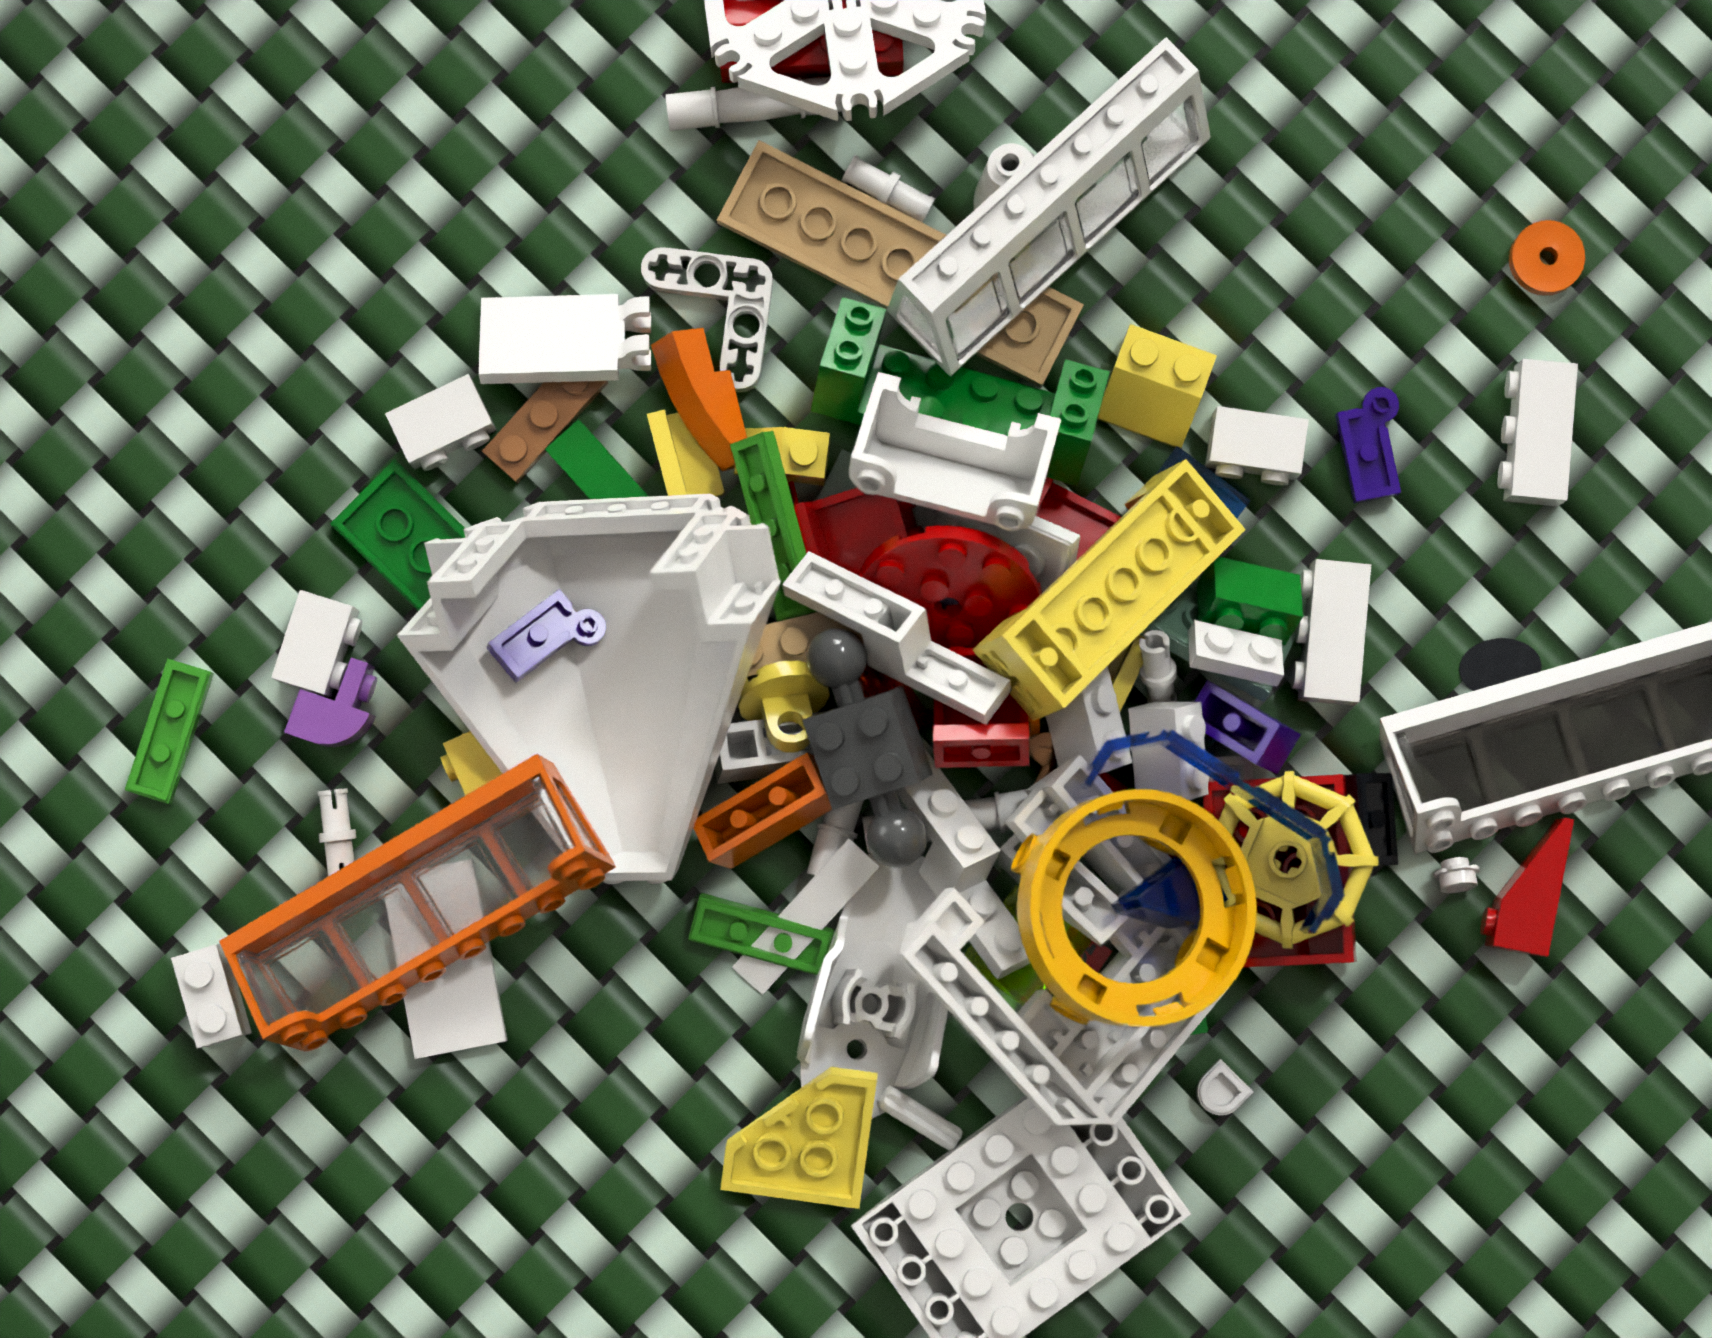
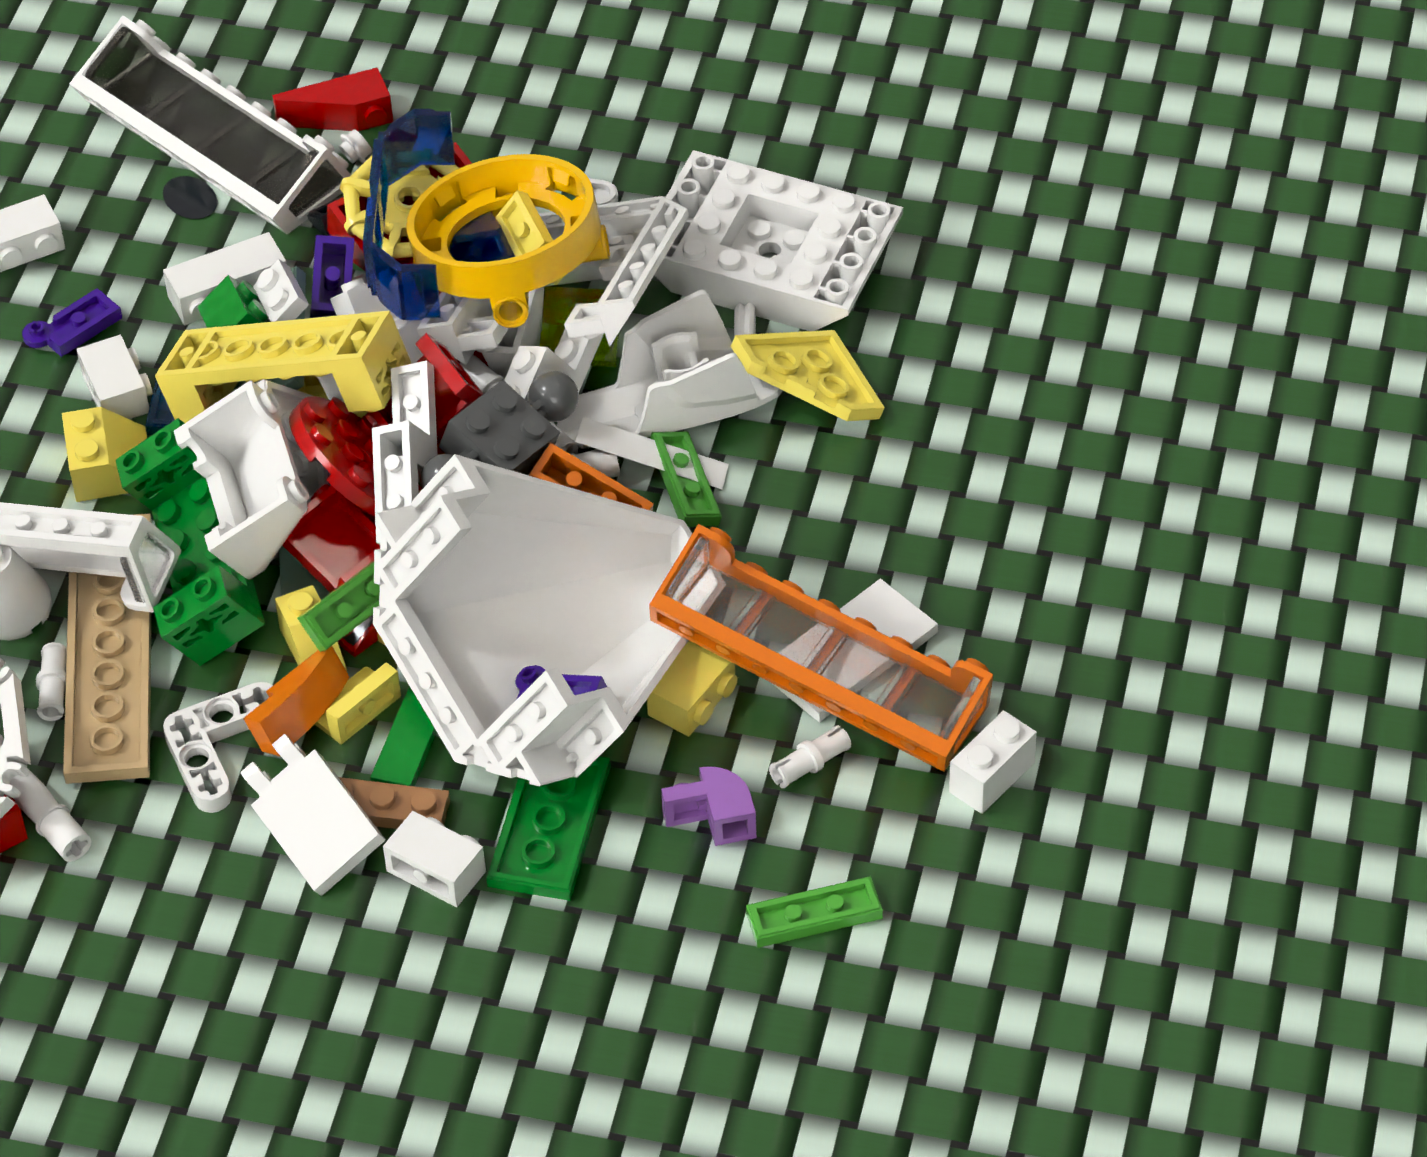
camera: 120 degrees left, 35 degrees down
(317, 644) = (672, 844): white brick -> none
(1126, 936) = (523, 225): none -> light yellow hinge

